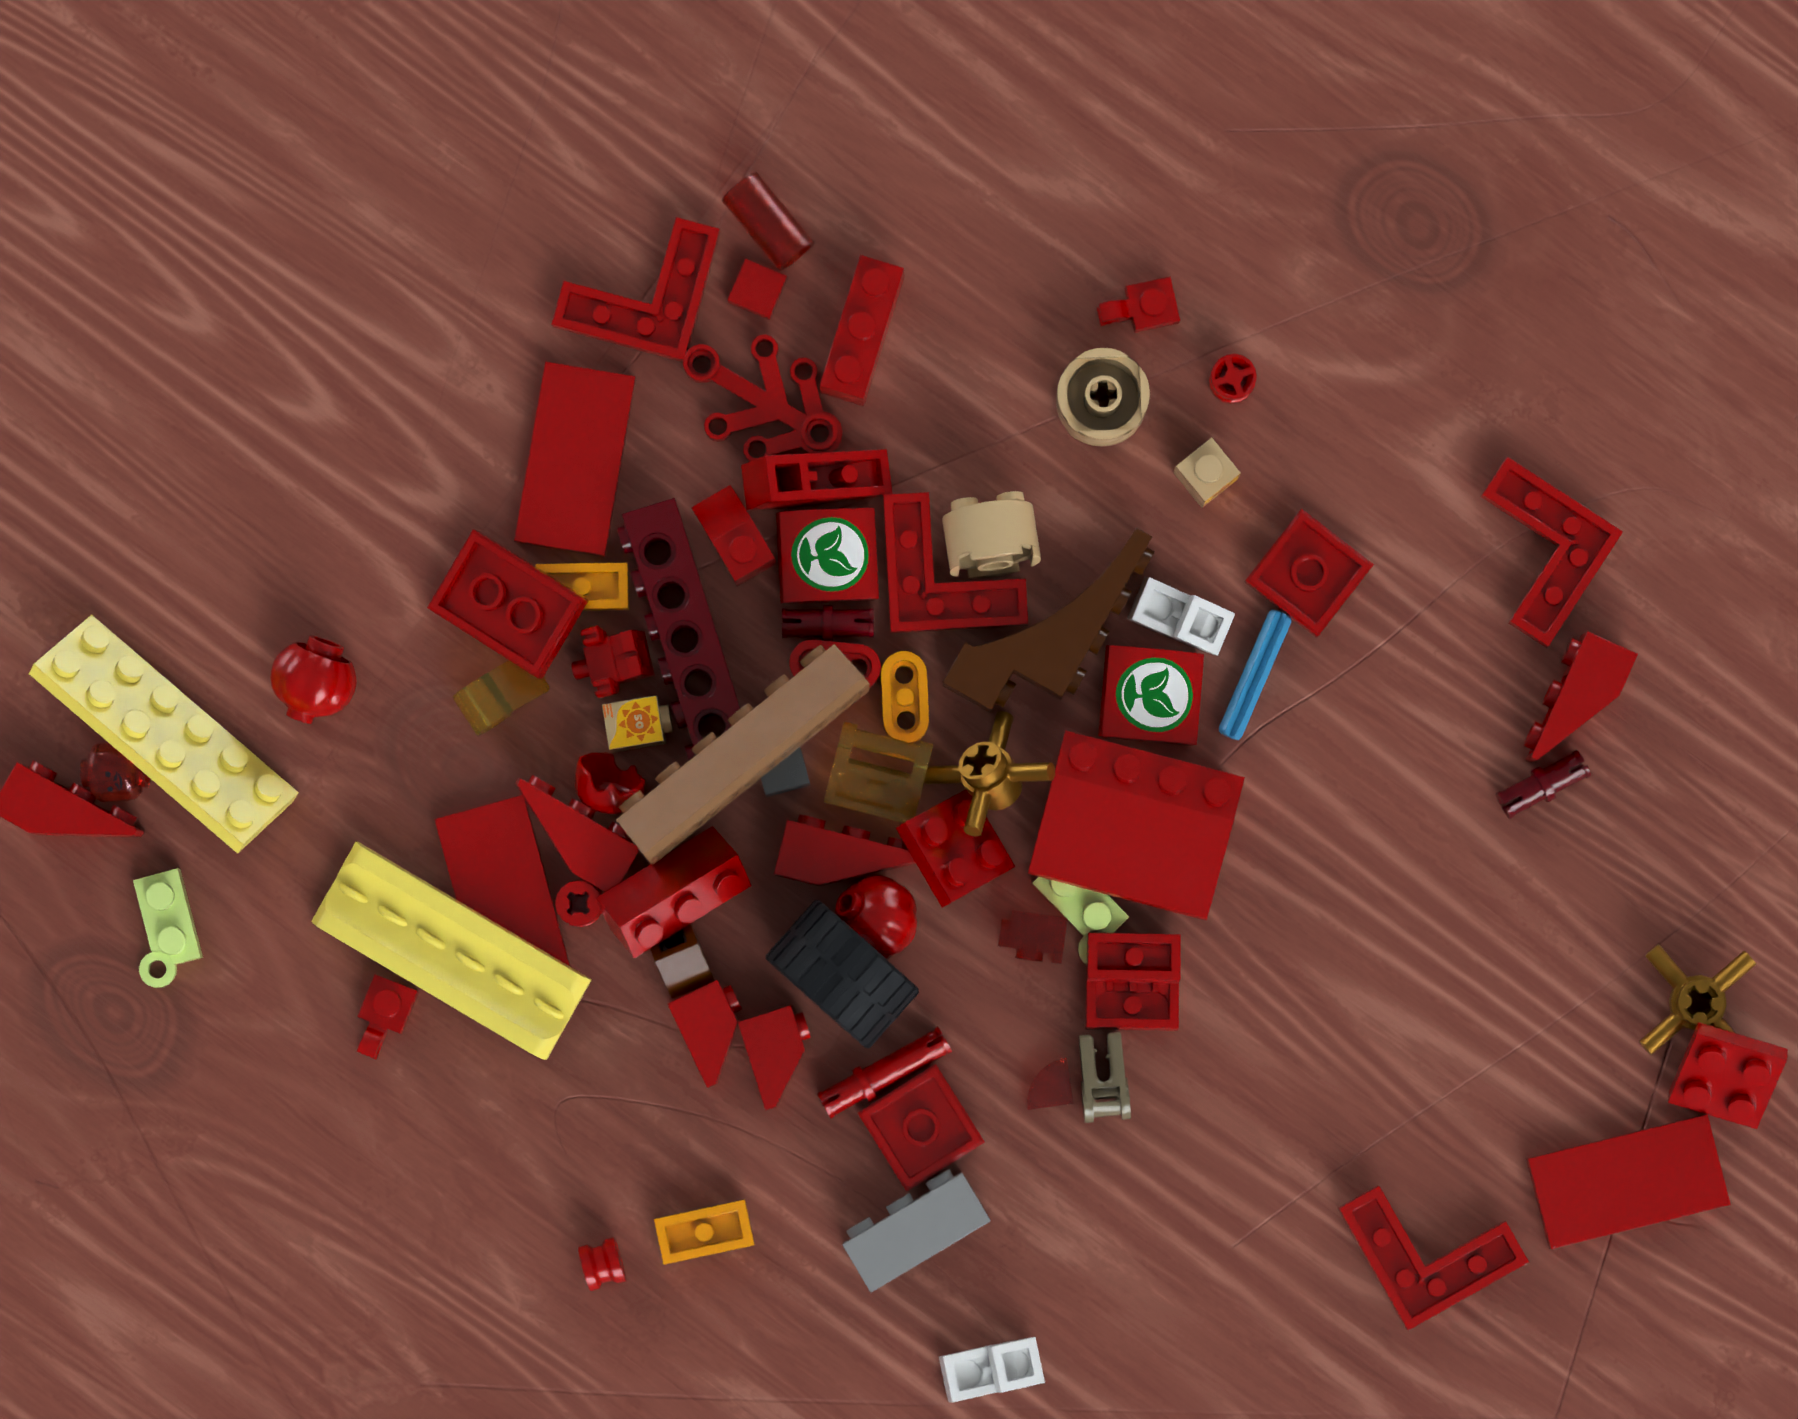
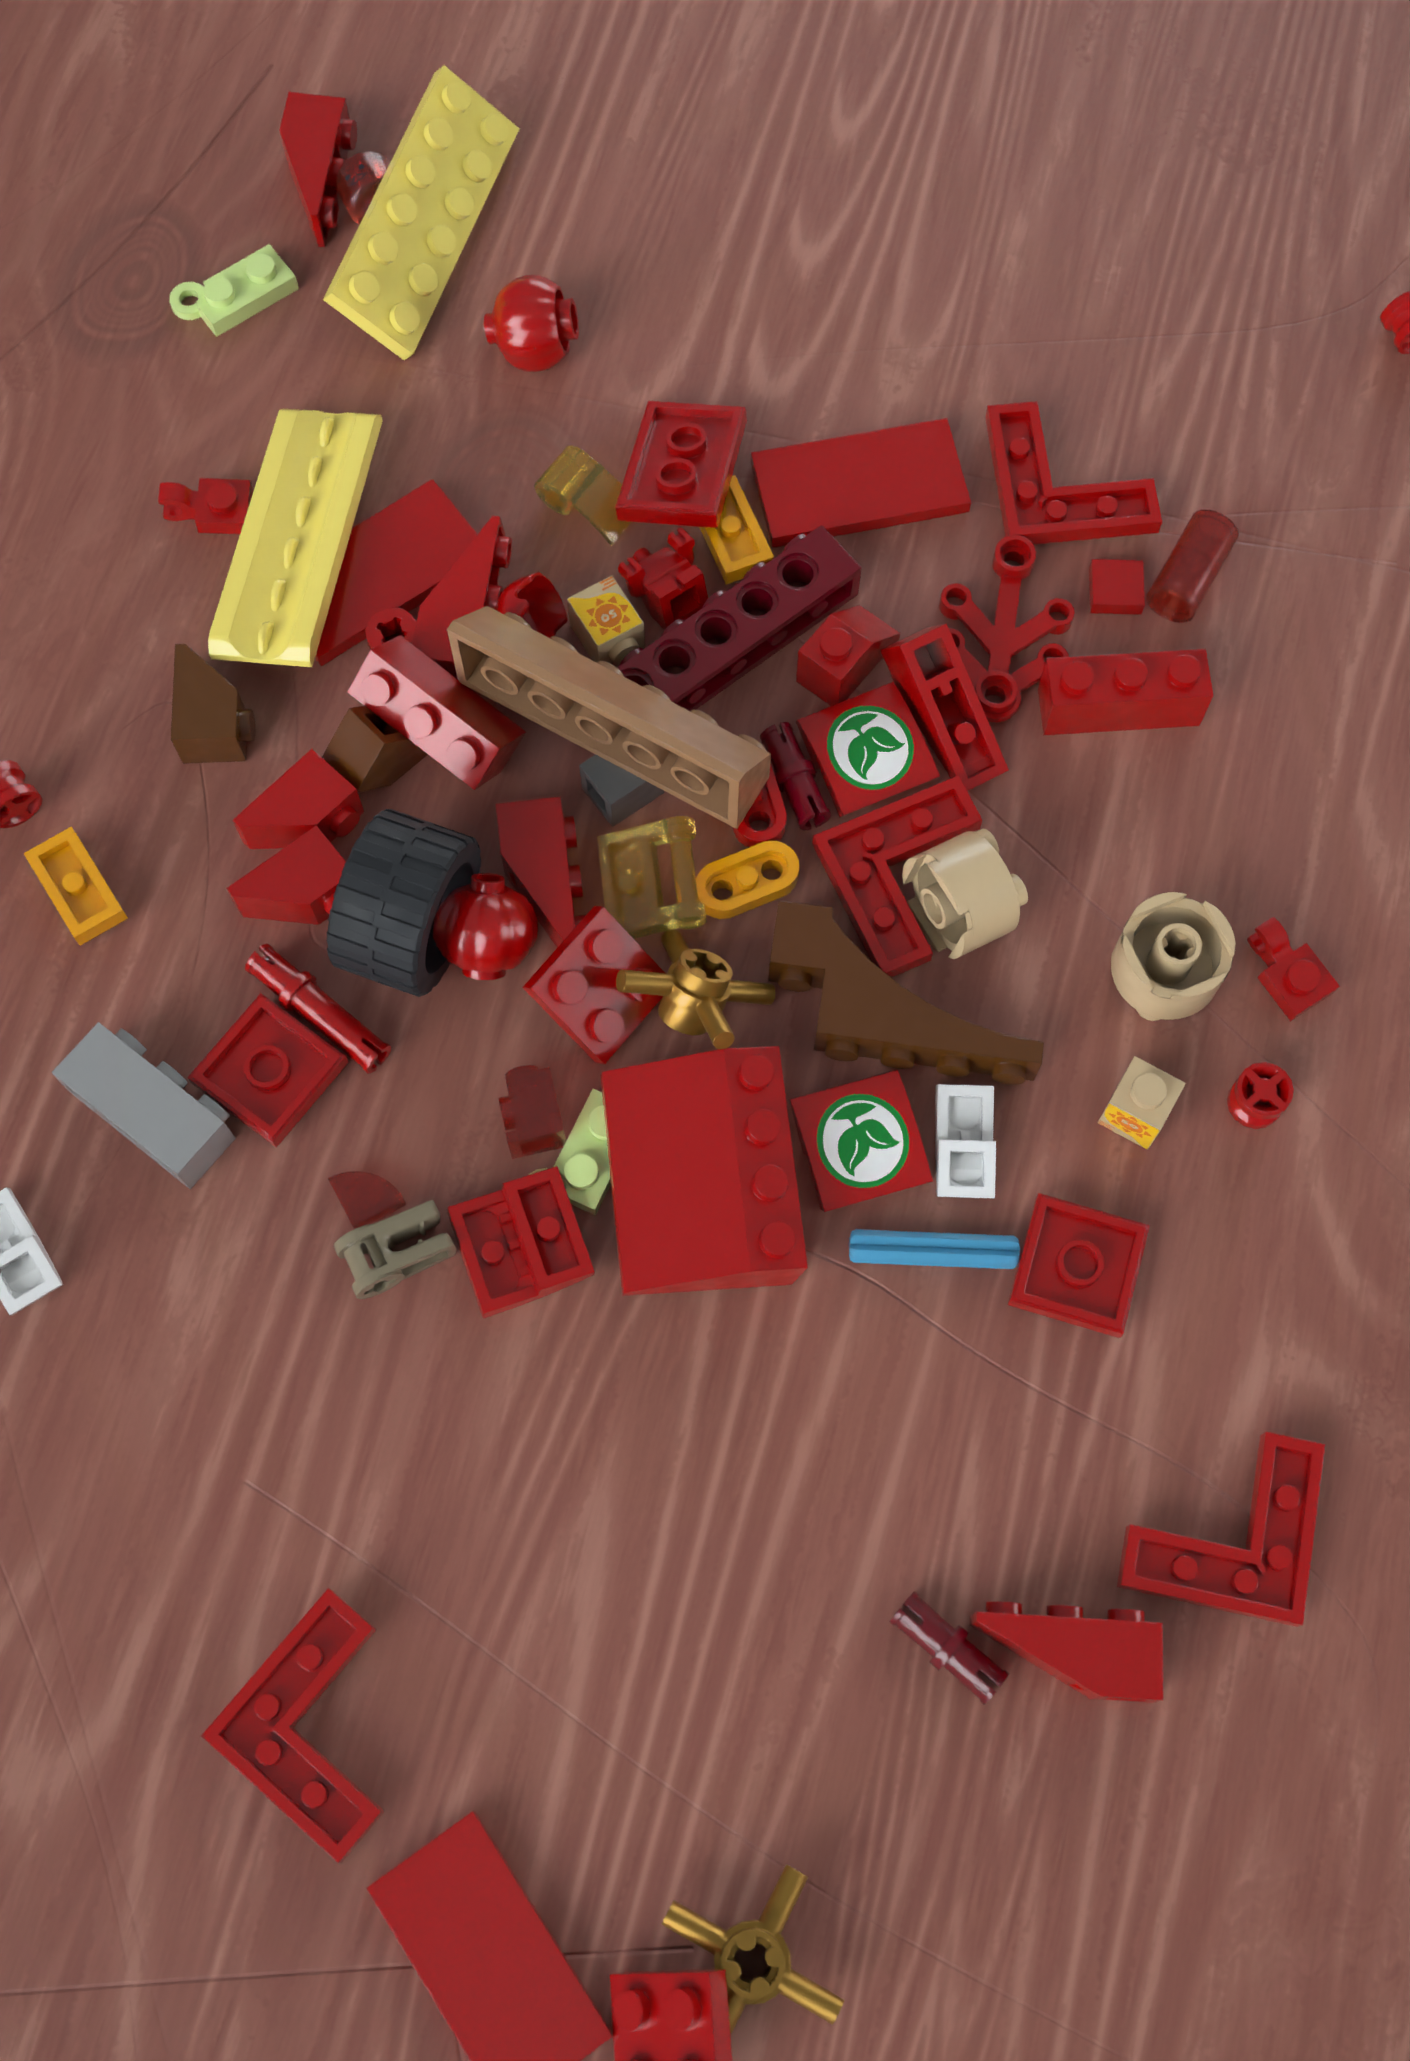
camera: 65 degrees right, 15 degrees down
(589, 1077) = (207, 713): none -> reddish brown slope

